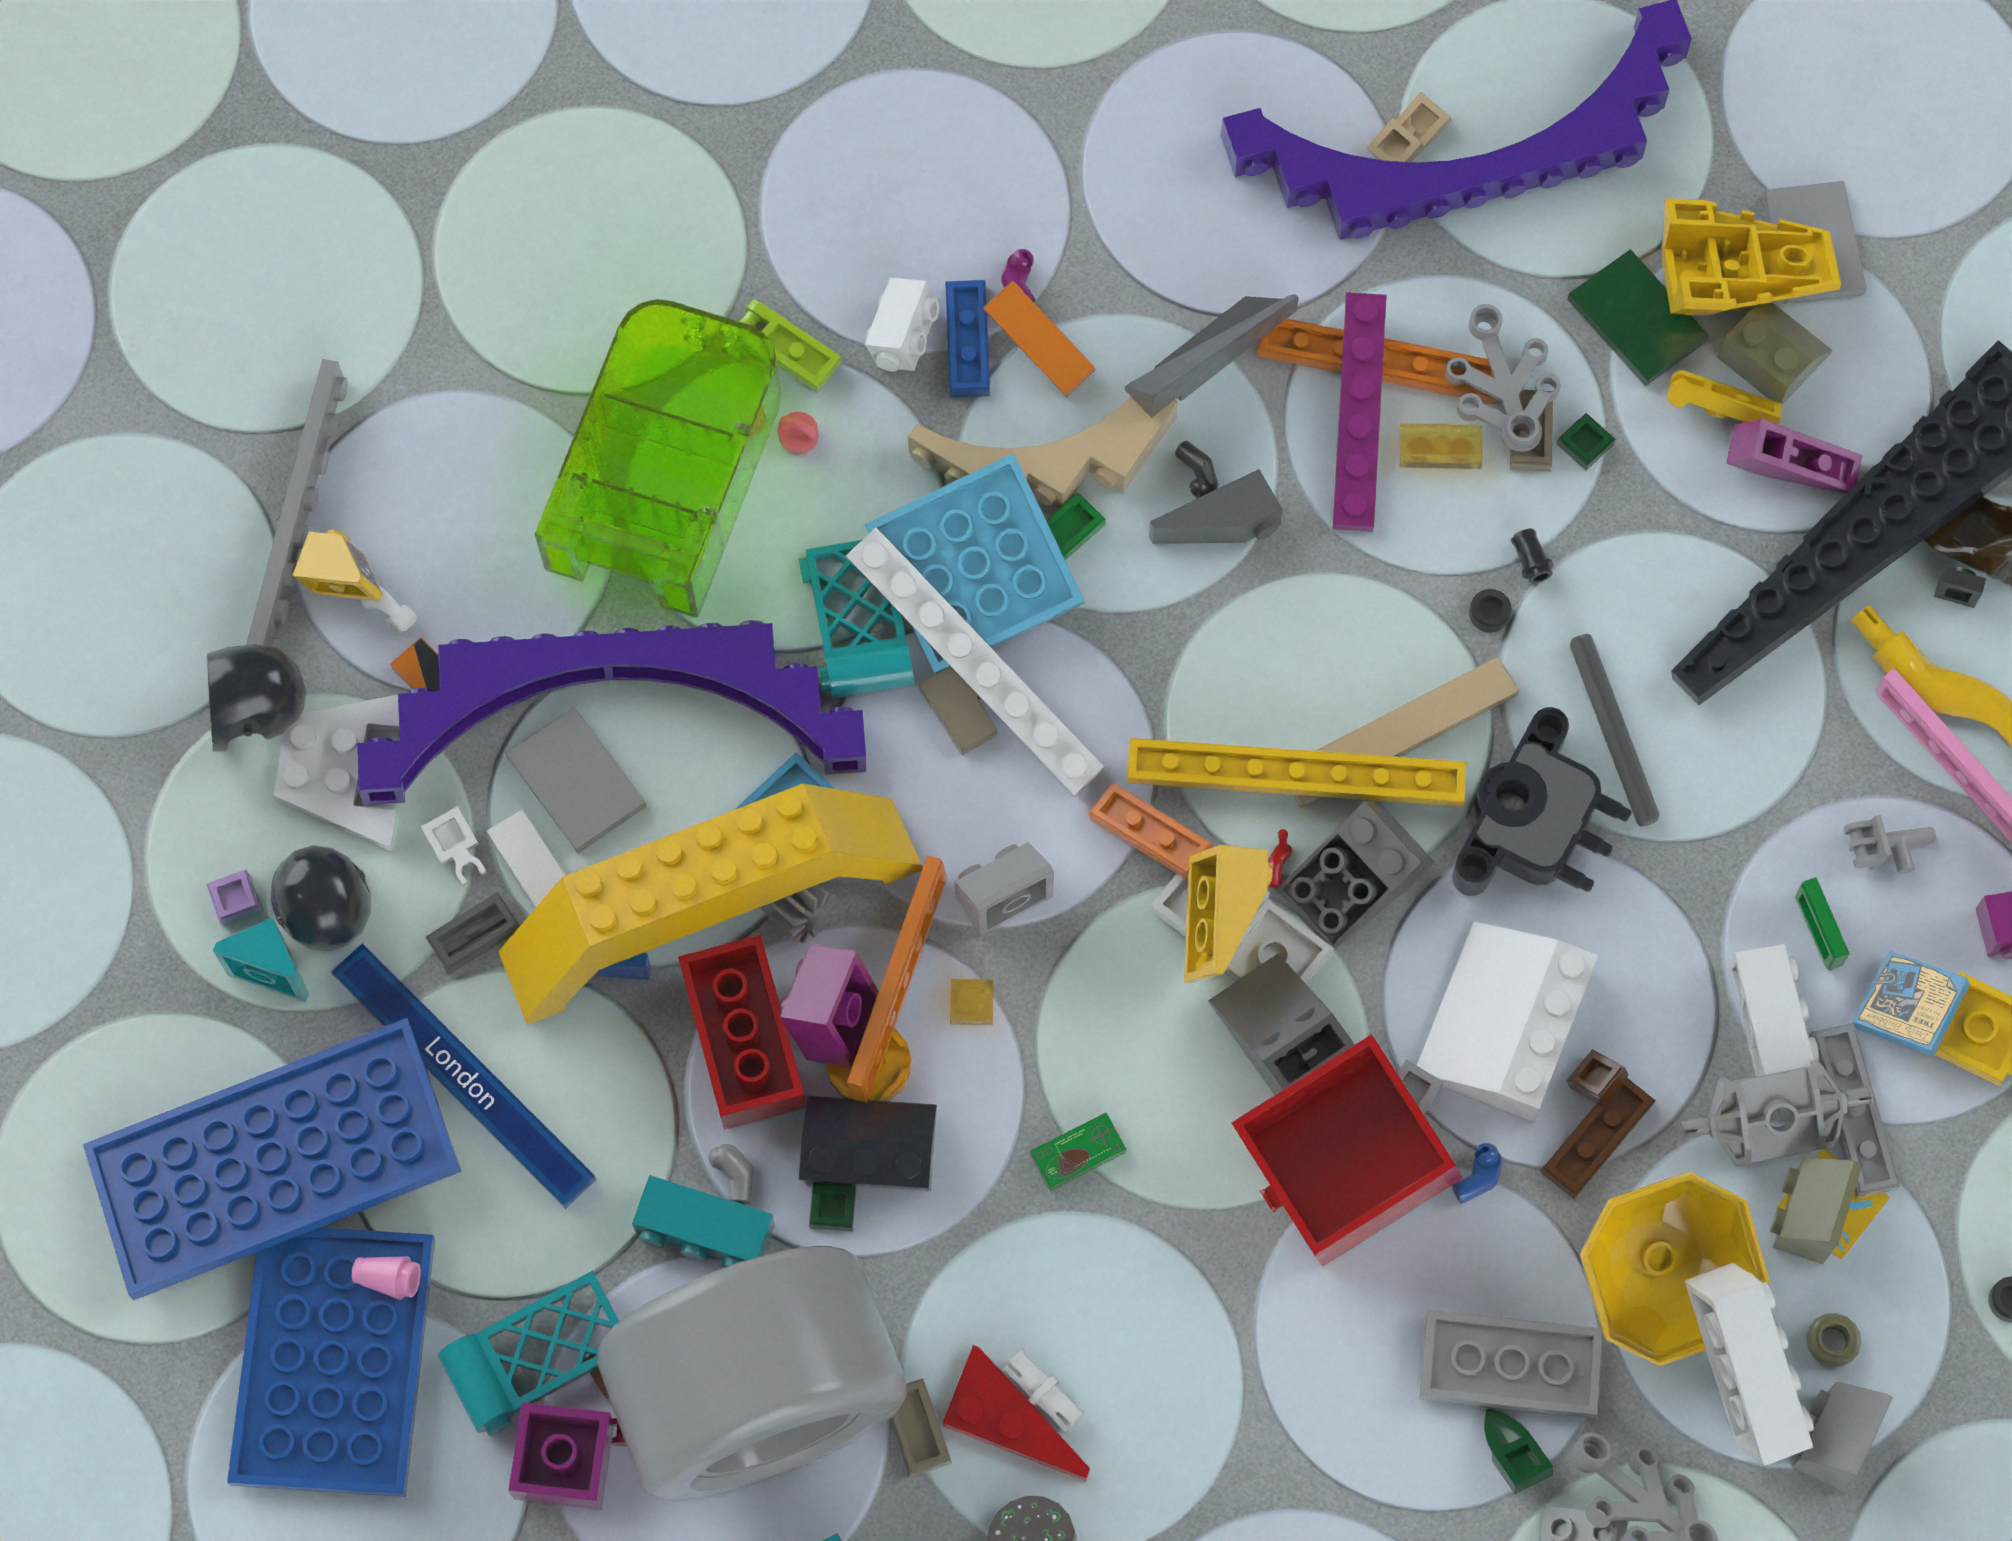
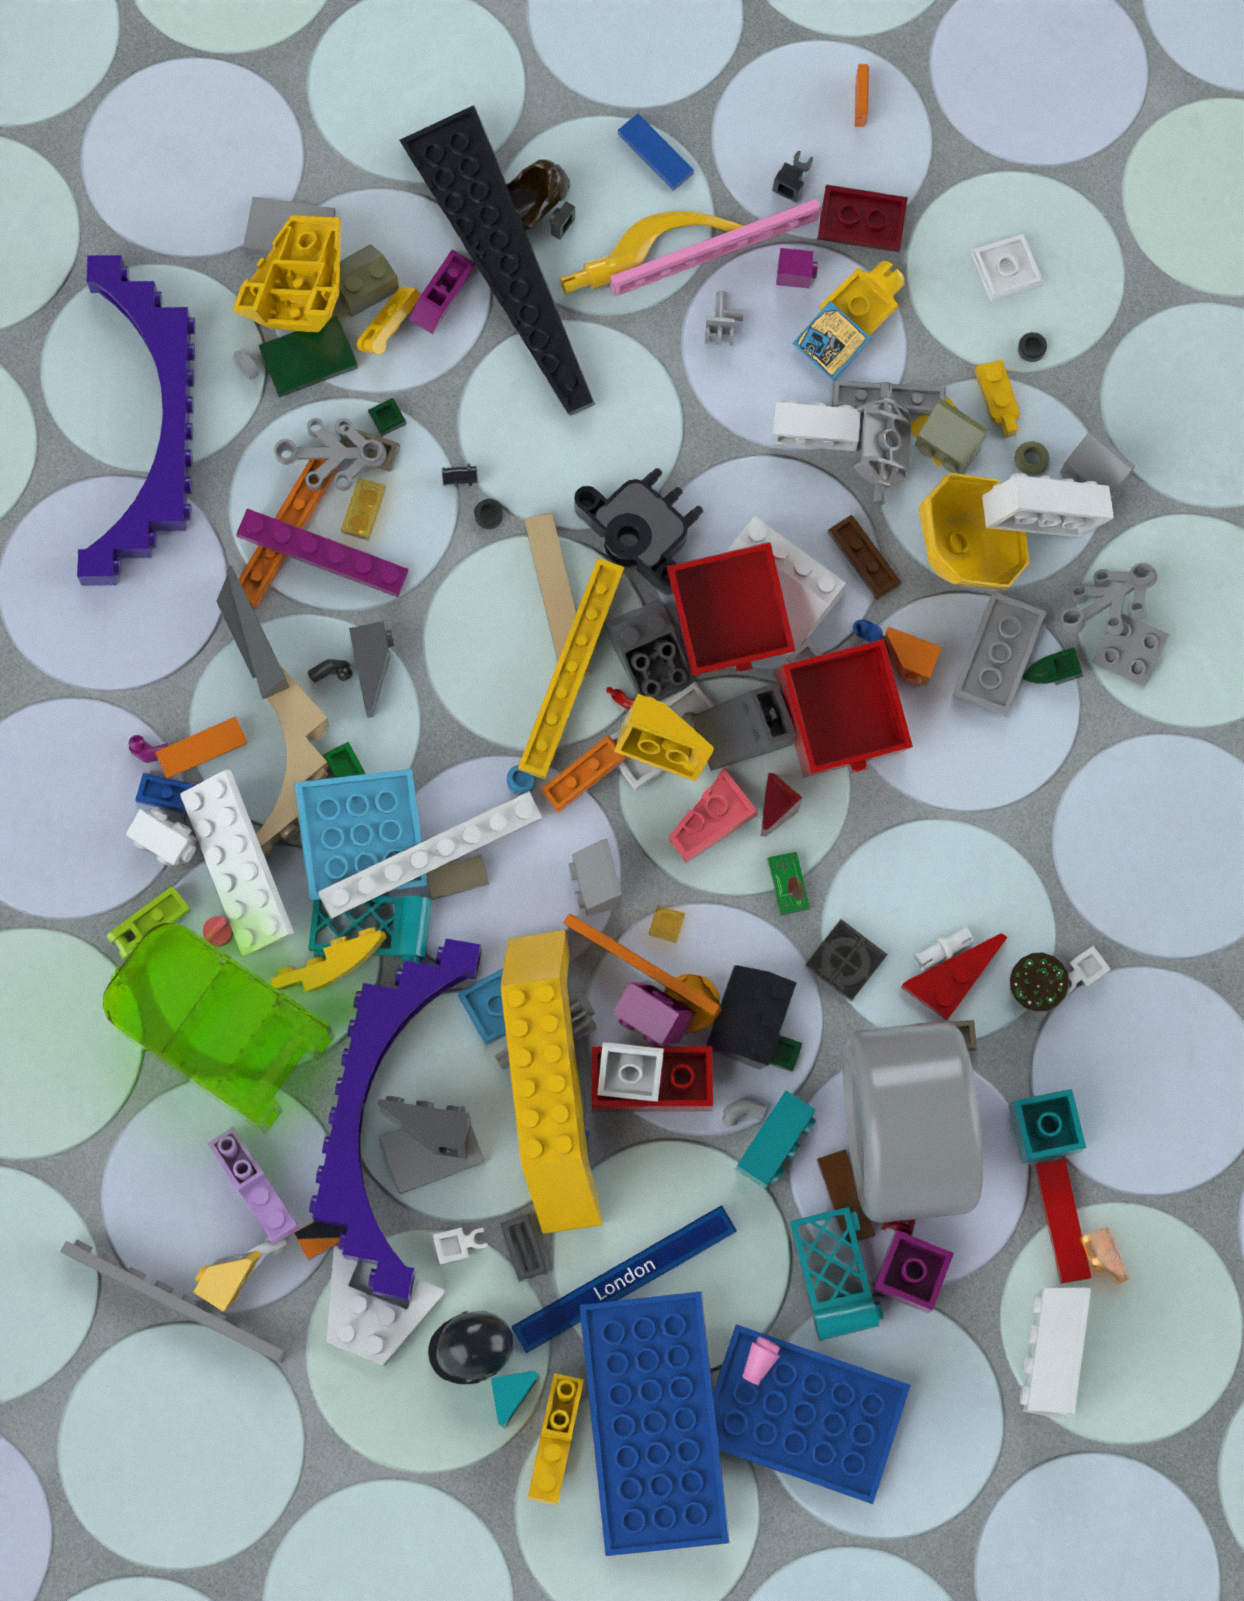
camera: 80 degrees left, 5 degrees up
(224, 1040) = (555, 1439): none -> yellow slope
(233, 897) = (449, 1411): lavender tile -> none
(252, 693) = (311, 1355): black piece -> none
(470, 571) = (253, 1186): none -> lavender slope
(526, 855) = (487, 1194): white tile -> none
(597, 758) = (437, 1129): none -> dark grey slope
(733, 989) = (630, 1071): none -> white slope
(788, 581) = (341, 960): none -> yellow slope
(890, 422) = (236, 863): none -> white plate
(989, 1260) = (846, 960): none -> clear smoke tile
(1115, 755) = (519, 781): none -> dark azure tile
(1144, 1026) = (713, 818): none -> coral wing
(1183, 1103) = (779, 804): none -> dark red slope
(1411, 132) = (123, 460): tan slope -> none
(1442, 952) = (731, 609): none -> red container
(1464, 1239) = (911, 656): none -> orange slope
(1596, 242) = (246, 365): none -> light grey piece
(1597, 1077) = (827, 544): reddish brown tile -> none
(1614, 730) = (595, 462): dark grey axle -> none
(1822, 924) = (764, 377): green tile -> none
(1915, 1267) = (998, 396): none -> yellow hinge

